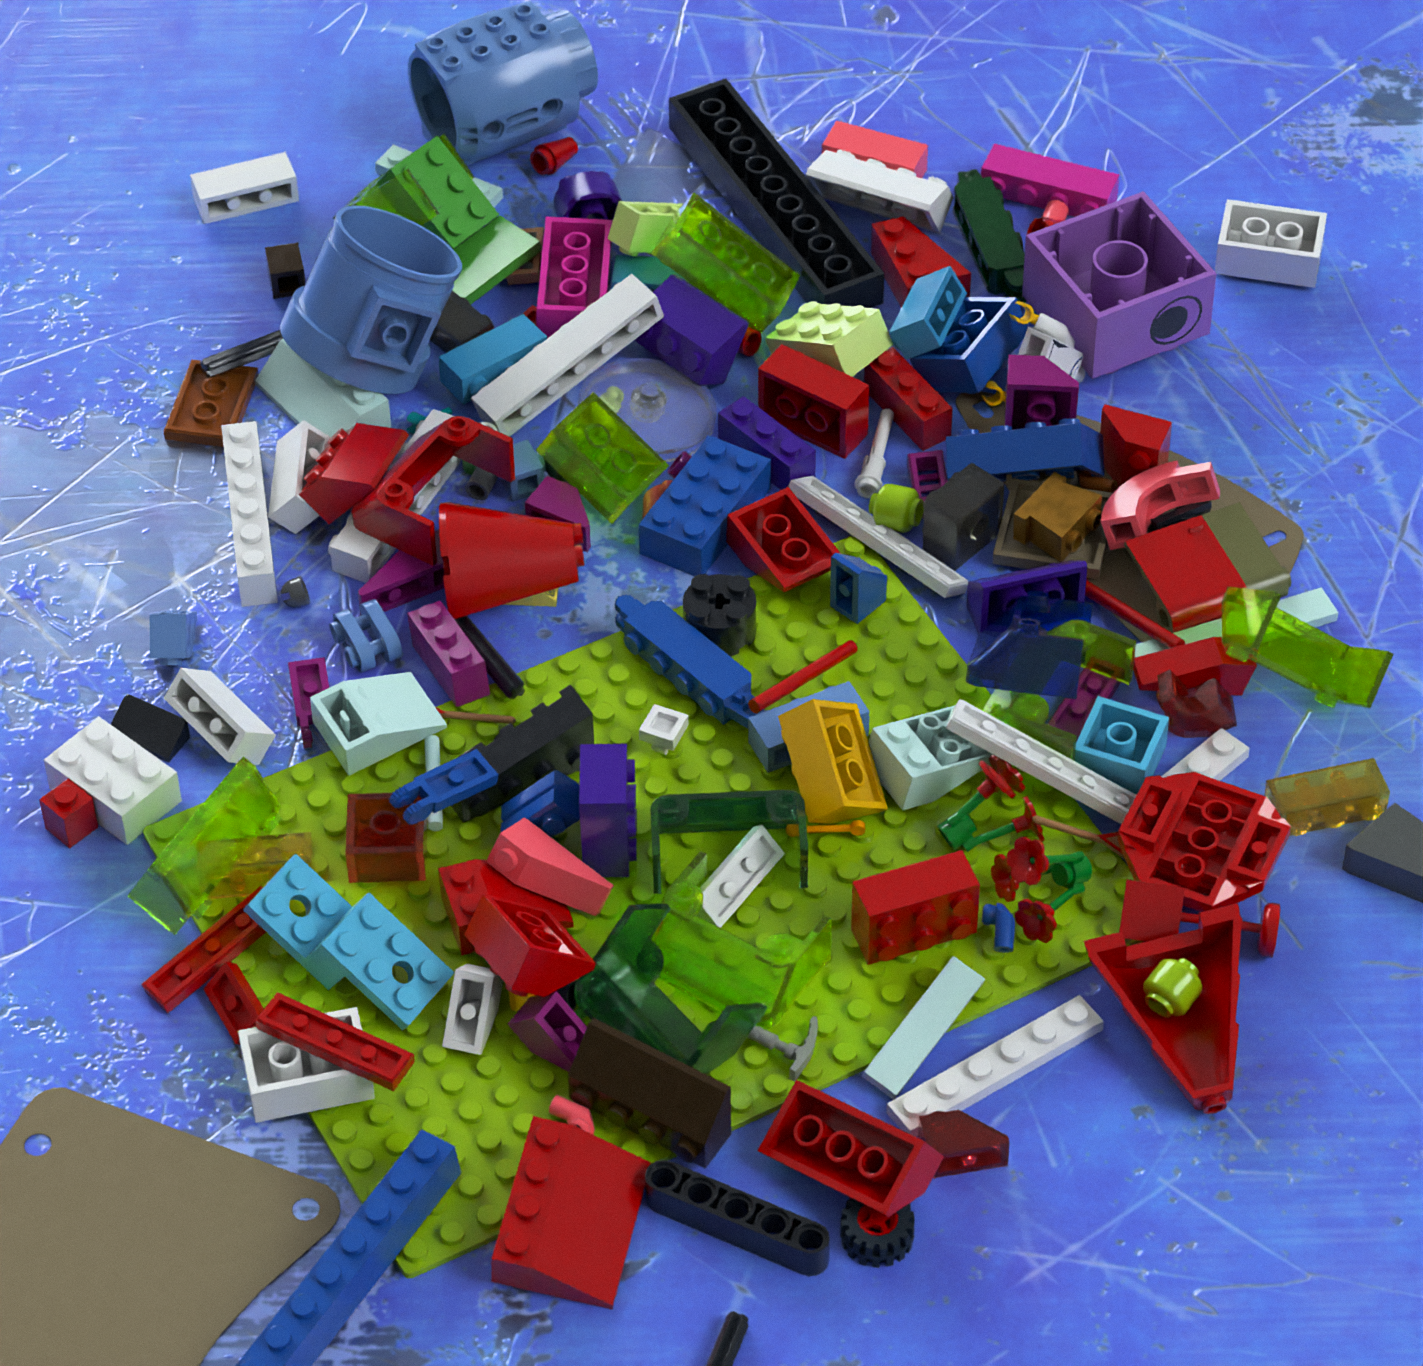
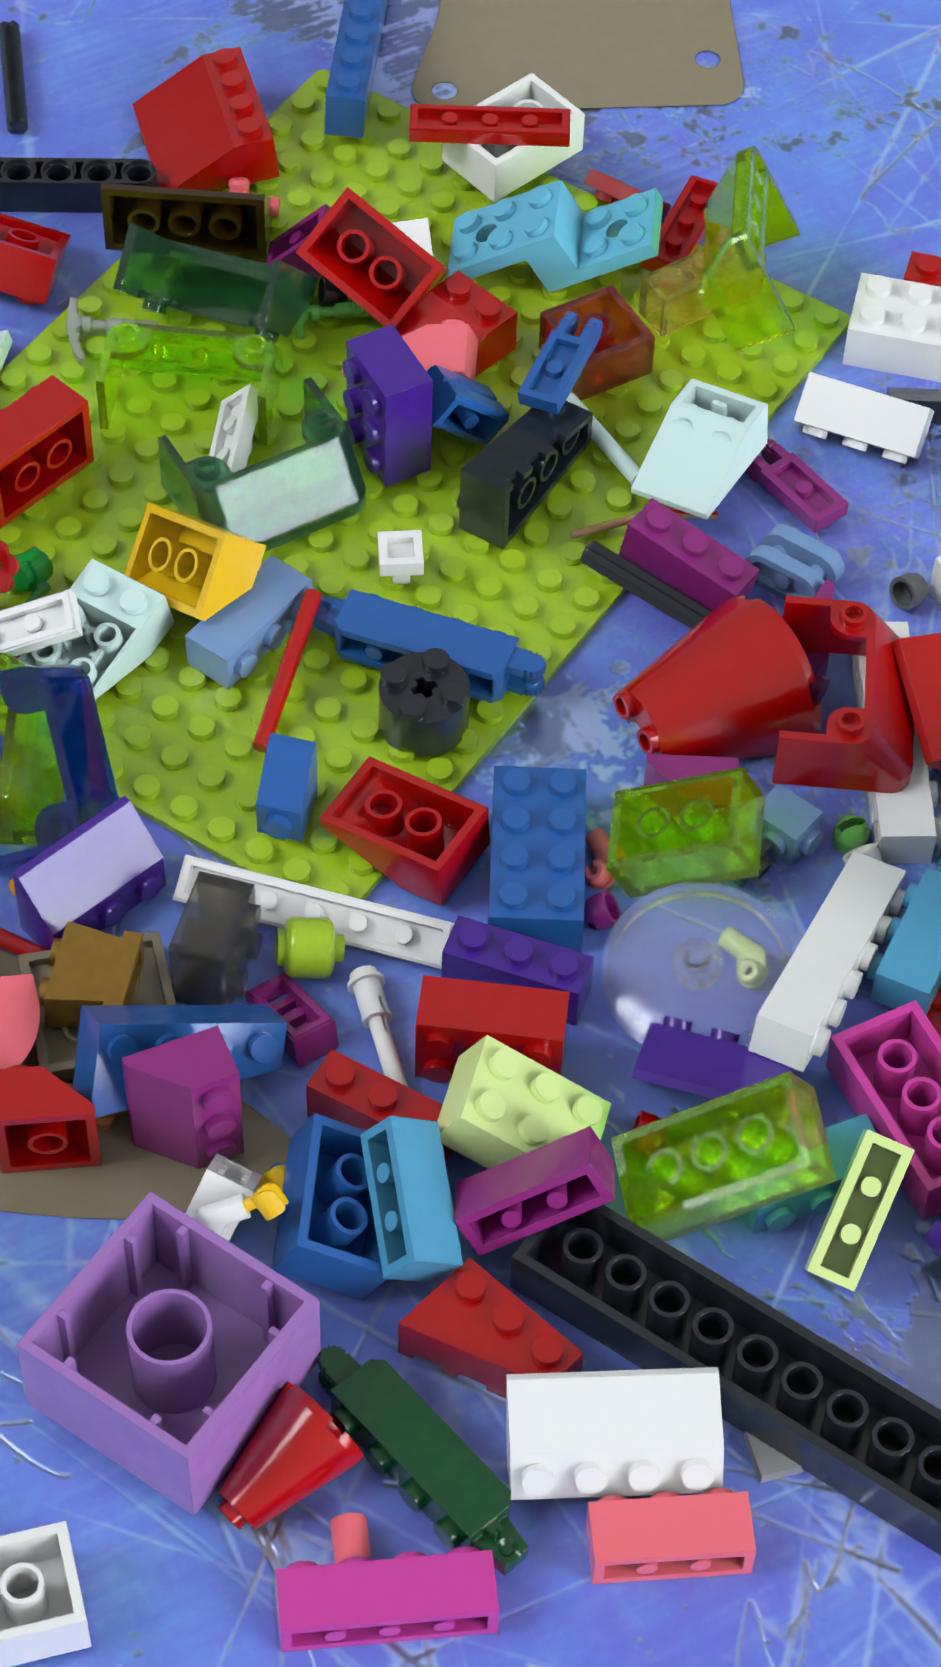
camera: 150 degrees right, 5 degrees up
(480, 484) = (824, 800): dark grey hinge -> none
(849, 281) = (534, 1191): none -> magenta brick

